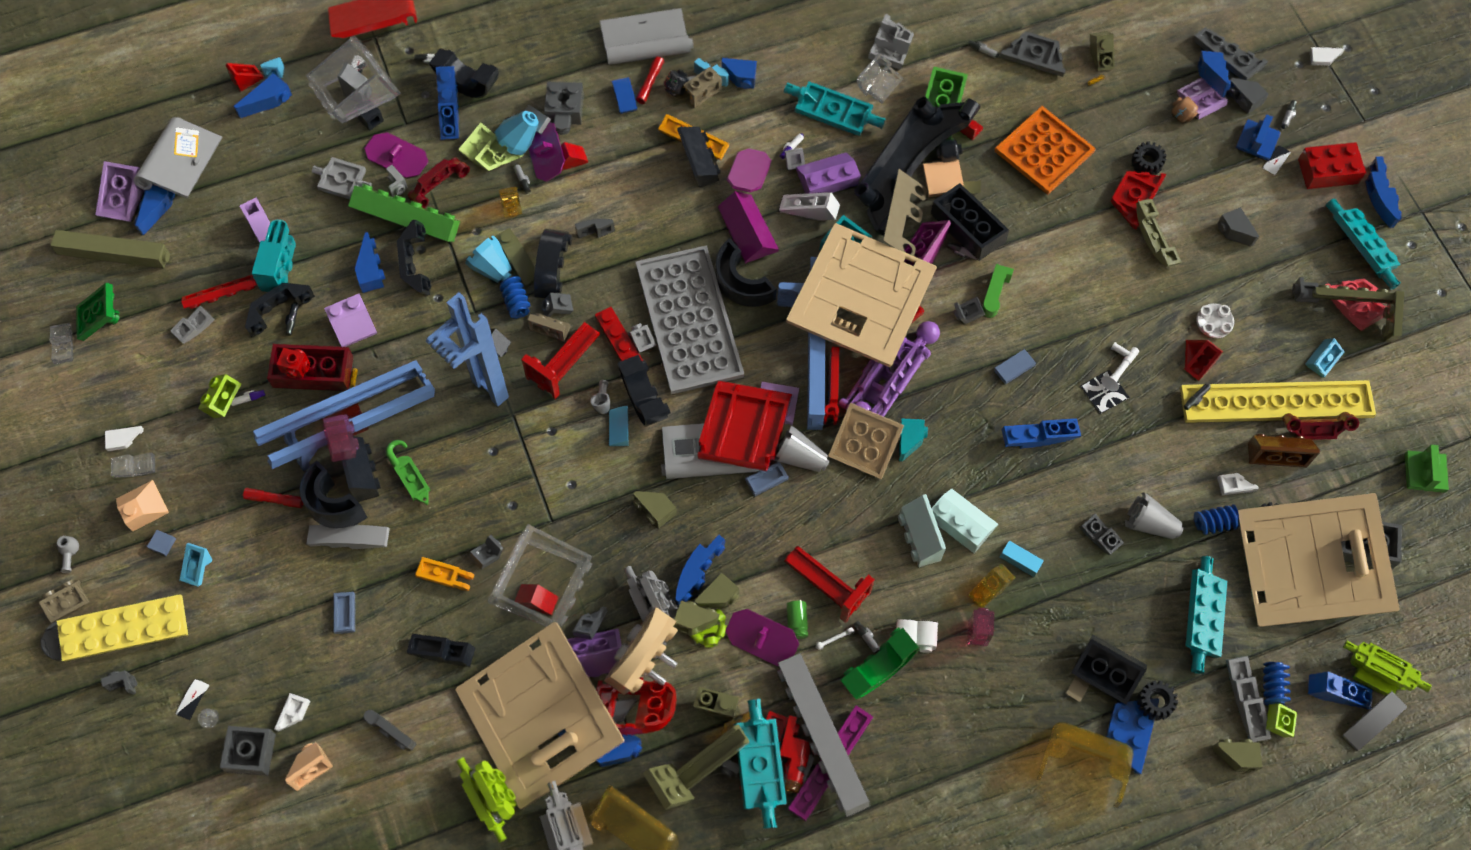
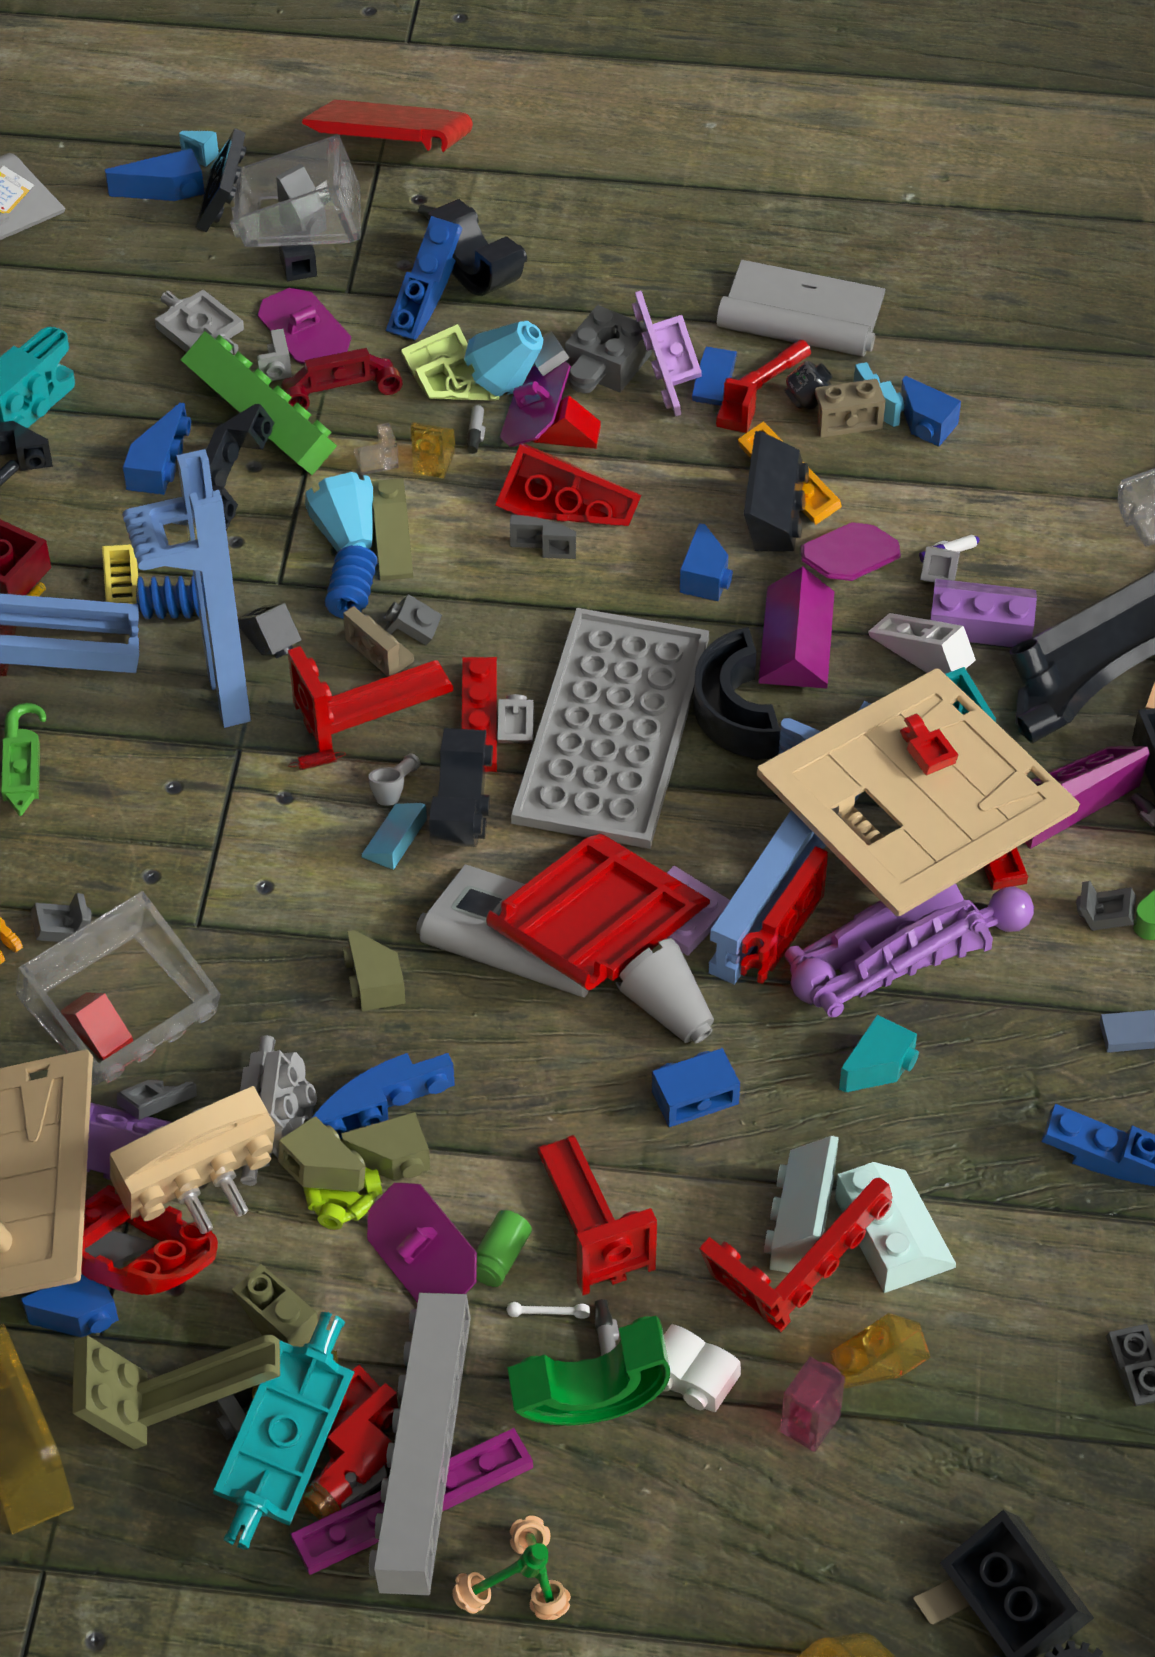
camera: 30 degrees right, 15 degrees down
(243, 75) = (149, 138): red slope -> none
(256, 218) = (34, 314): lavender slope -> none
(302, 86) = (221, 179): none -> black plate
(350, 320) = (79, 513): lavender slope -> none
(391, 332) = (118, 555): none -> light yellow slope
(422, 351) = (166, 598): none -> blue piece
(482, 215) = (378, 456): none -> clear panel
(550, 261) = (434, 546): black brick -> none
(556, 403) = (316, 759): none -> red piece
(583, 197) = (560, 491): none -> red wedge
(600, 93) = (672, 349): none -> lavender bracket
(646, 109) = (737, 405): none -> red panel
(684, 209) = (705, 567): none -> blue slope
(767, 479) = (590, 1015): sand blue tile -> none
(834, 108) = (1055, 519): teal plate -> none
(837, 493) = (695, 1087): none -> blue brick
(858, 271) = (927, 748): none -> red plate
(866, 440) = (793, 1022): tan plate -> none
(900, 209) = (1071, 696): dark tan piece -> none
(917, 777) = (529, 1538): none -> light nougat plant
(926, 584) = (820, 1261): none -> red bracket
(1021, 558) = (964, 1337): medium azure slope -> none

